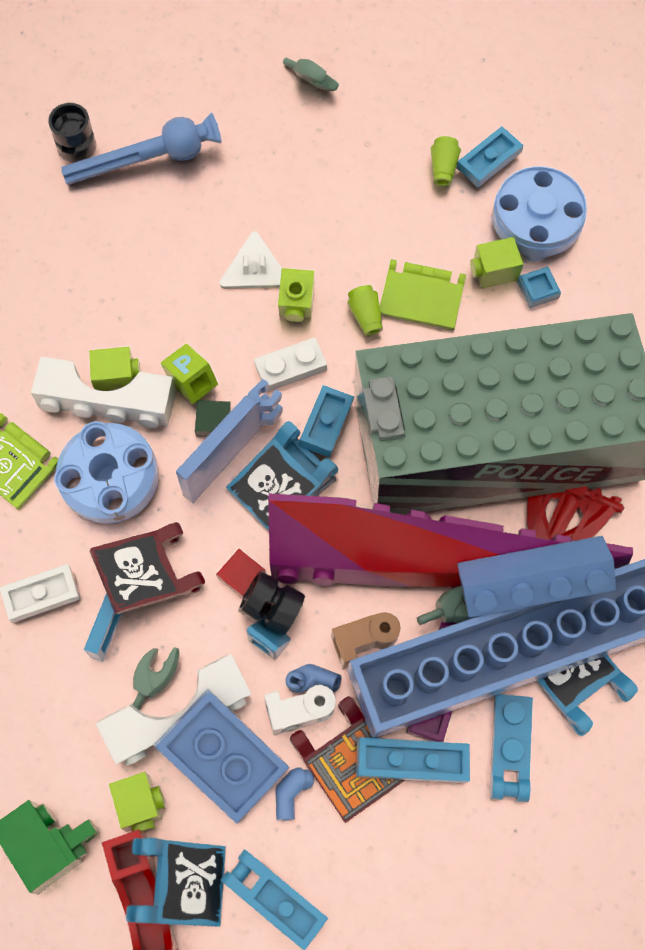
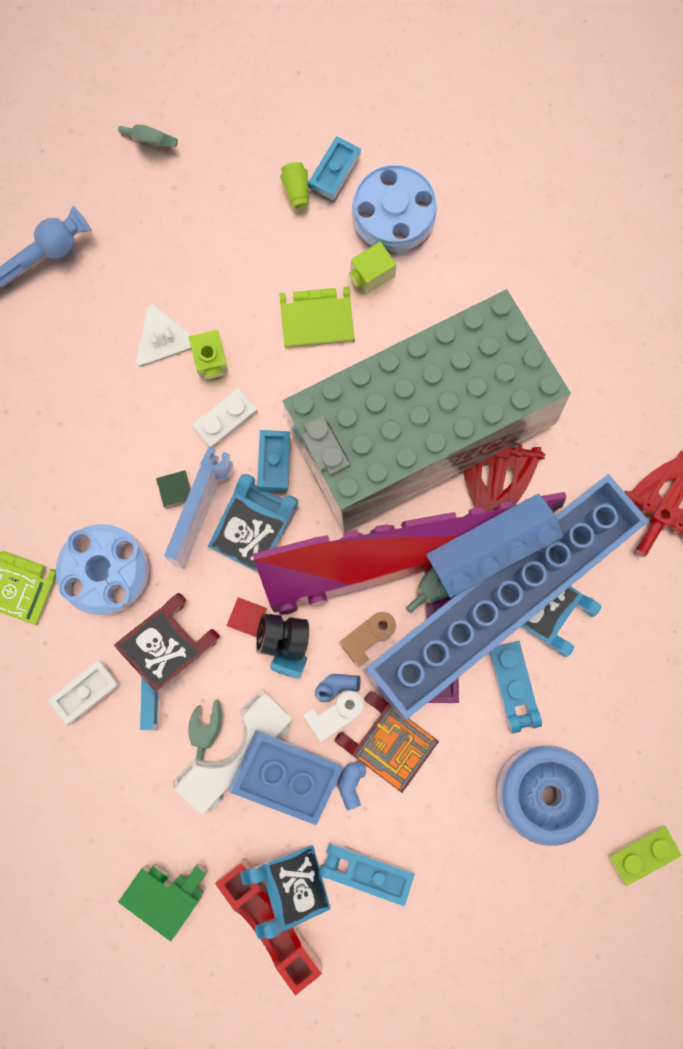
camera: 20 degrees left, 10 degrees up
(112, 368) = (73, 475): lime brick -> none
(137, 802) = (230, 838): lime brick -> none
(144, 400) = (111, 493): white arch -> none
(190, 373) = (141, 457): lime brick -> none
(365, 307) = (273, 347): lime cone -> none
(413, 760) = (440, 726): dark azure plate -> none
(479, 883) = (521, 792): none -> medium blue wheel
(539, 287) = (414, 277): dark azure tile -> none

